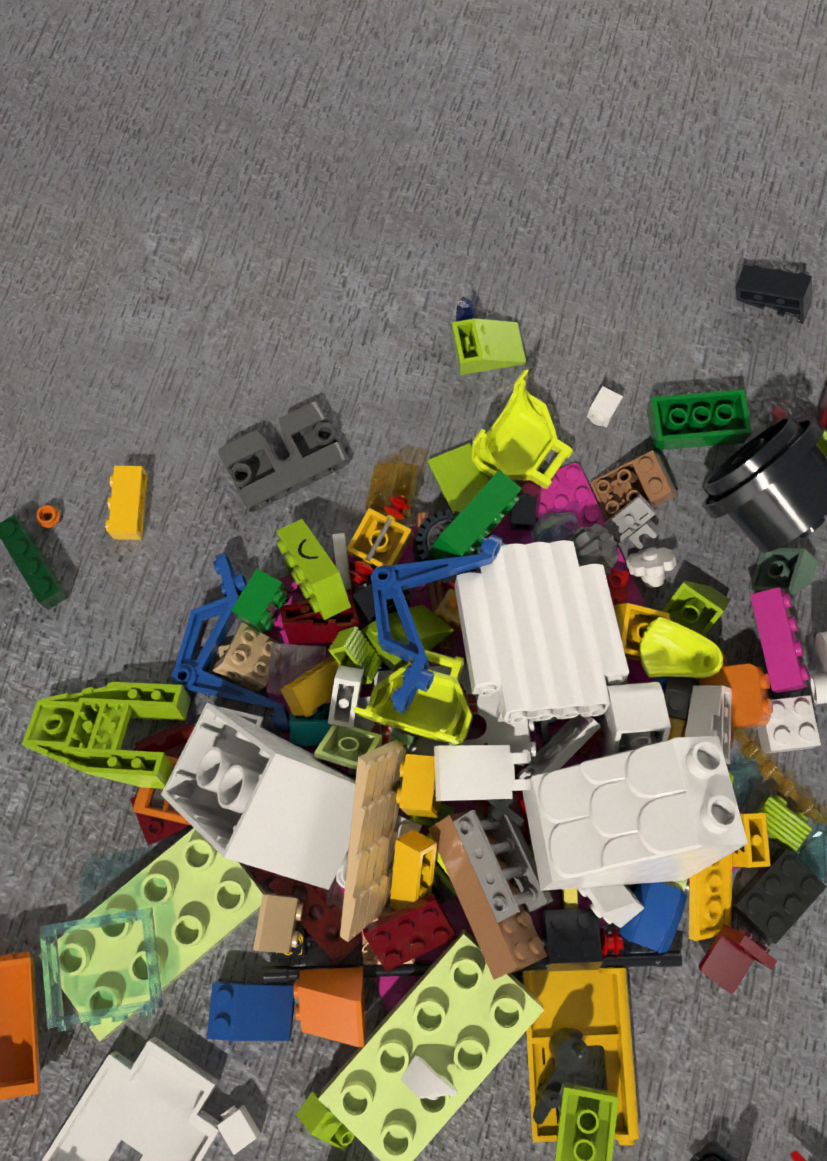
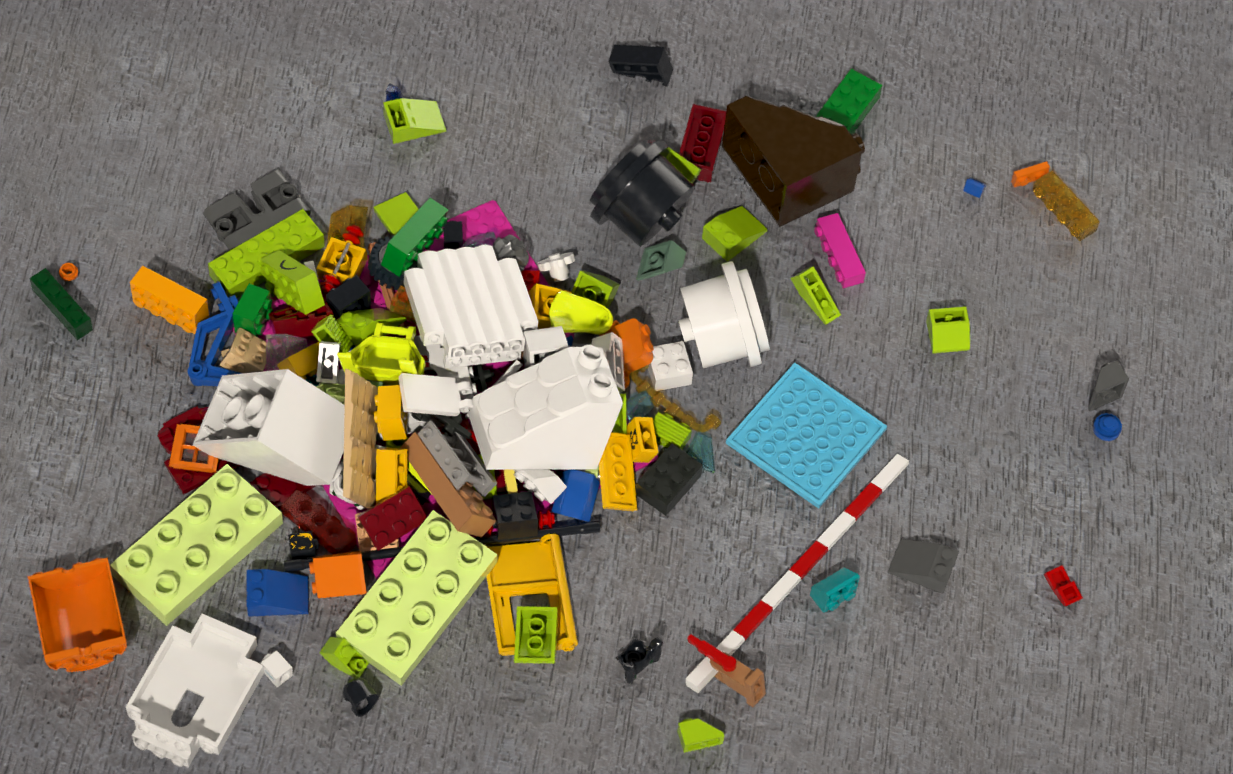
camera: 15 degrees left, 15 degrees down
(52, 978) = (155, 529): clear light blue window -> none
(90, 727) = (133, 410): lime wedge -> none
(127, 503) = (133, 252): yellow brick -> none
(159, 572) = (168, 300): none -> light orange brick
(278, 923) = (293, 520): tan slope -> none
(315, 499) = (240, 266): none -> lime brick
(389, 583) = (359, 277): blue piece -> none
(425, 1081) = (415, 602): white slope -> none
(520, 440) = (446, 181): neon yellow piece -> none
(570, 1056) = (516, 587): pearl dark grey piece -> none
(604, 407) = (511, 157): white brick -> none
(633, 522) = (540, 235): light grey plate -> none
(640, 476) = (540, 213): medium nougat slope -> none
(698, 420) = (583, 159): green brick -> none
(732, 957) = (638, 520): dark red bracket -> none
(779, 640) = (656, 304): dark pink slope -> none

